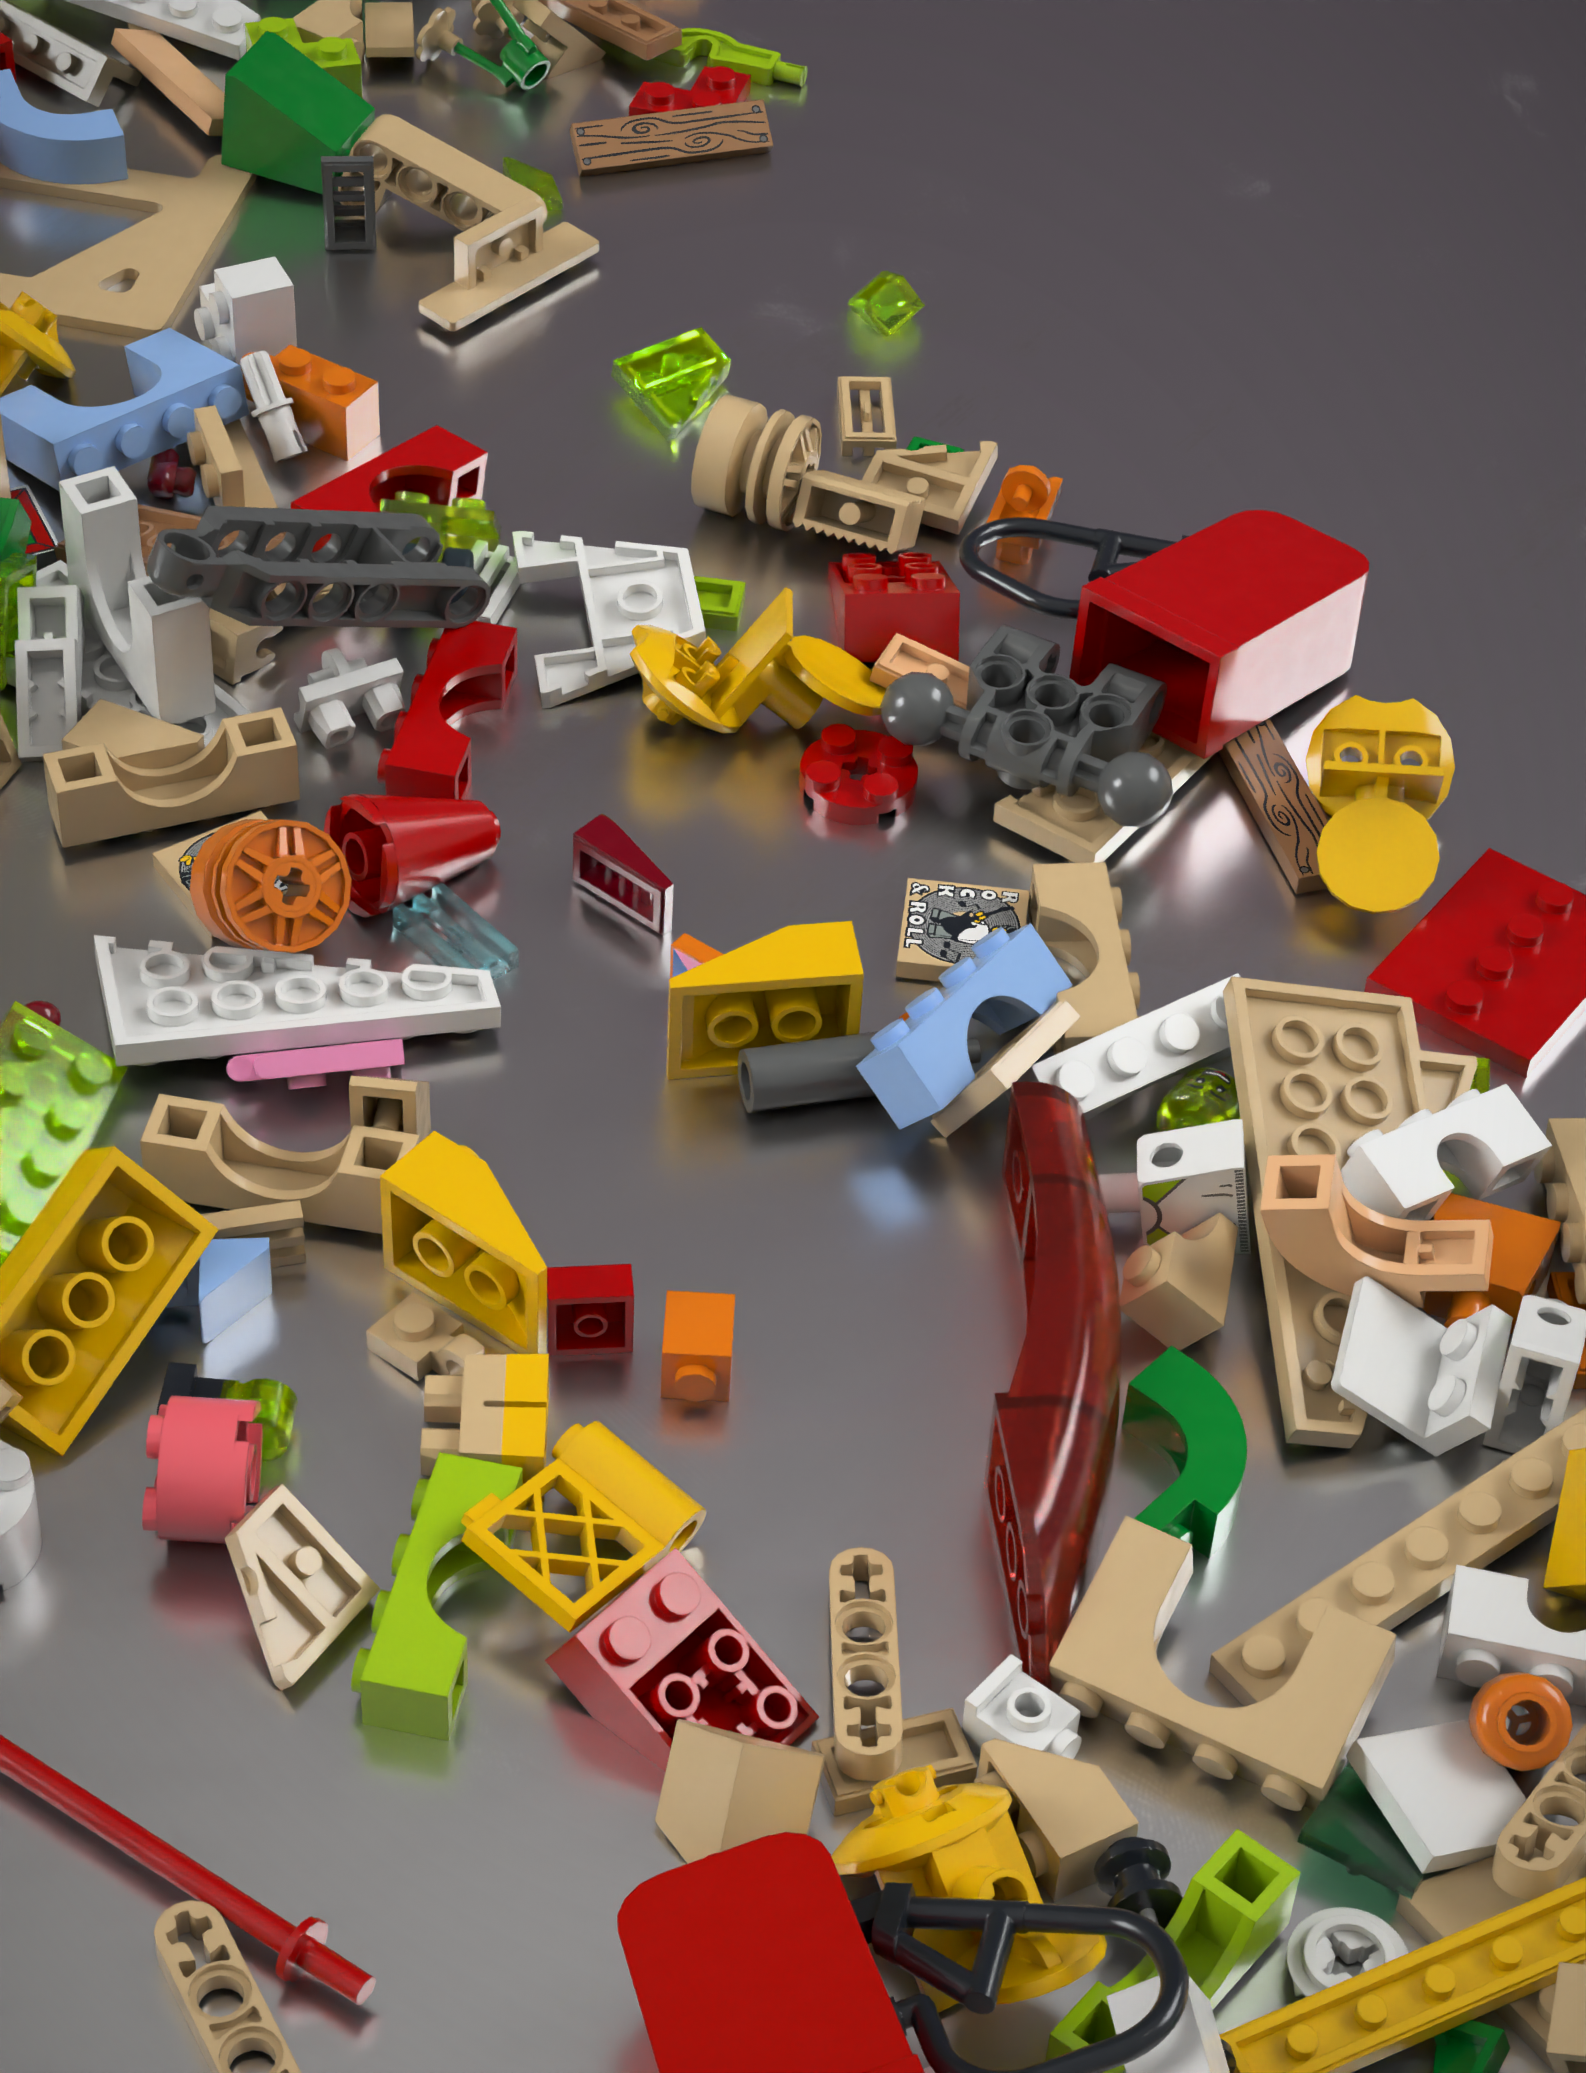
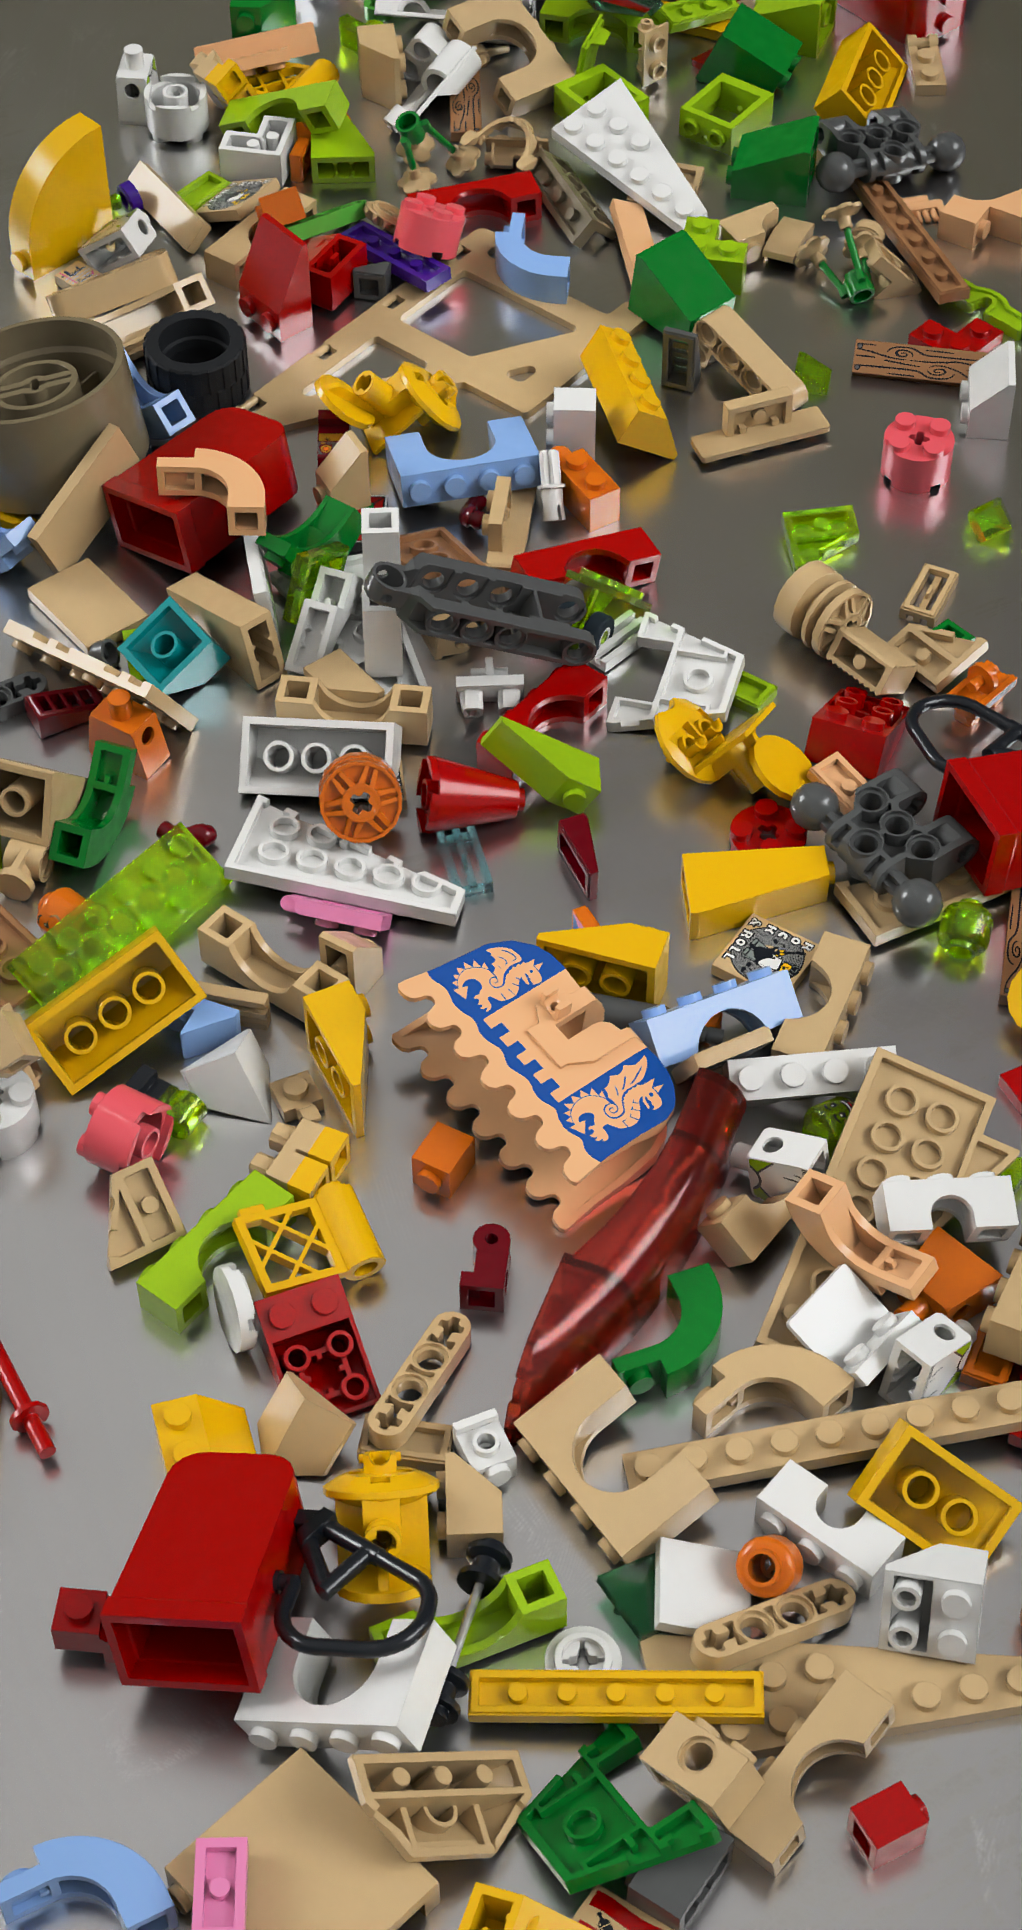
camera: 30 degrees right, 5 degrees up
(103, 864) = (290, 753): none -> white slope
(308, 1342) = (233, 1079): none -> white slope
(328, 274) = (627, 393): none -> yellow slope
(508, 763) = (546, 764): none -> lime slope
(535, 1660) = (234, 1307): none -> white tile
(572, 1880) = (199, 1426): none -> yellow slope
(590, 1309) = (393, 1116): red piece -> none
(731, 1157) = (543, 1071): none -> light nougat animal
(743, 243) = (917, 452): none -> coral brick
(795, 146) = (989, 394): none -> white slope
(861, 850) = (732, 885): none -> yellow slope
(866, 1476) = (487, 1285): none -> dark red leg
(1204, 810) = (965, 929): none -> clear neon green head
(1350, 1464) = (772, 1374): none -> tan arch

